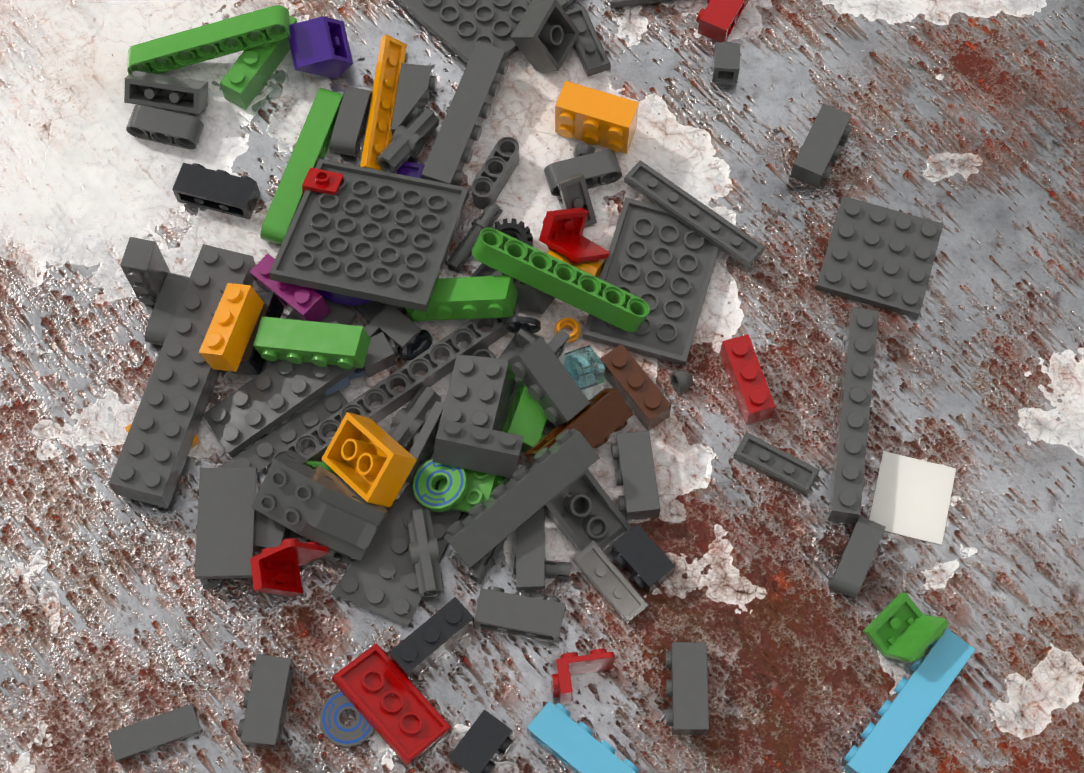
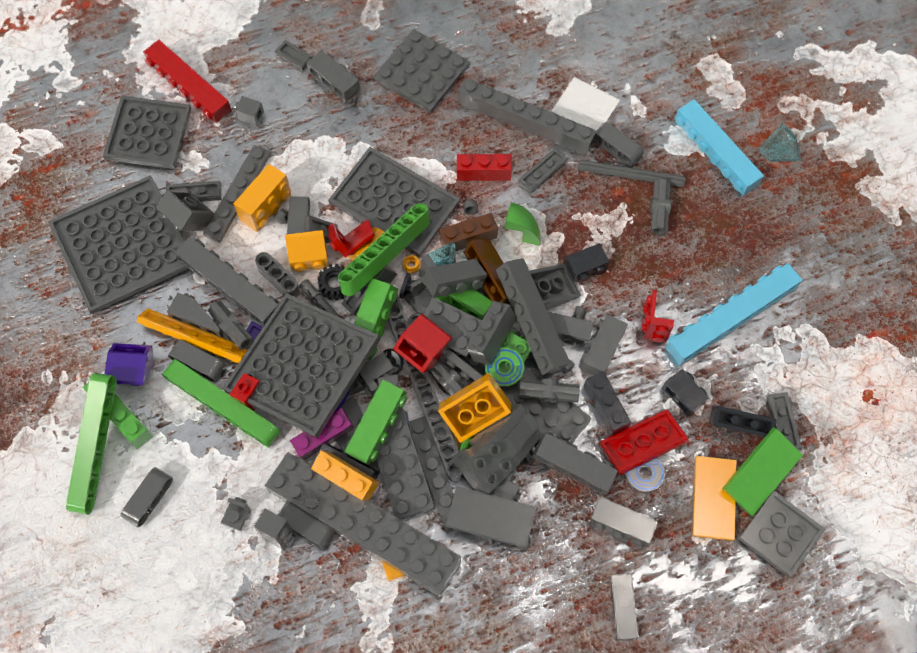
camera: 75 degrees left, 0 degrees up
(166, 92) = (118, 487): dark grey brick -> none
(169, 229) = (236, 513): none -> dark grey bracket
(216, 190) = (217, 469): black brick -> none
(278, 567) = (535, 492): red bracket -> none
(330, 613) = (575, 463): none -> dark grey brick
(434, 365) = (422, 343): none -> red slope
(535, 192) = (307, 251): none -> light orange slope
(610, 582) = (596, 287): dark grey tile -> none
(636, 475) = (533, 249): dark grey brick -> none
(648, 94) = (226, 211): none -> dark grey plate
(677, 452) = (522, 220): none -> bright green brick
(687, 688) = (677, 261): dark grey brick -> none
(694, 214) = (356, 162): dark grey tile -> none
(772, 644) = (660, 207): none -> dark grey piece
(817, 591) = (631, 173): none -> dark grey axle
(838, 86) = (293, 55): none -> dark grey tile
(904, 630) = (675, 131): bright green bracket -> none

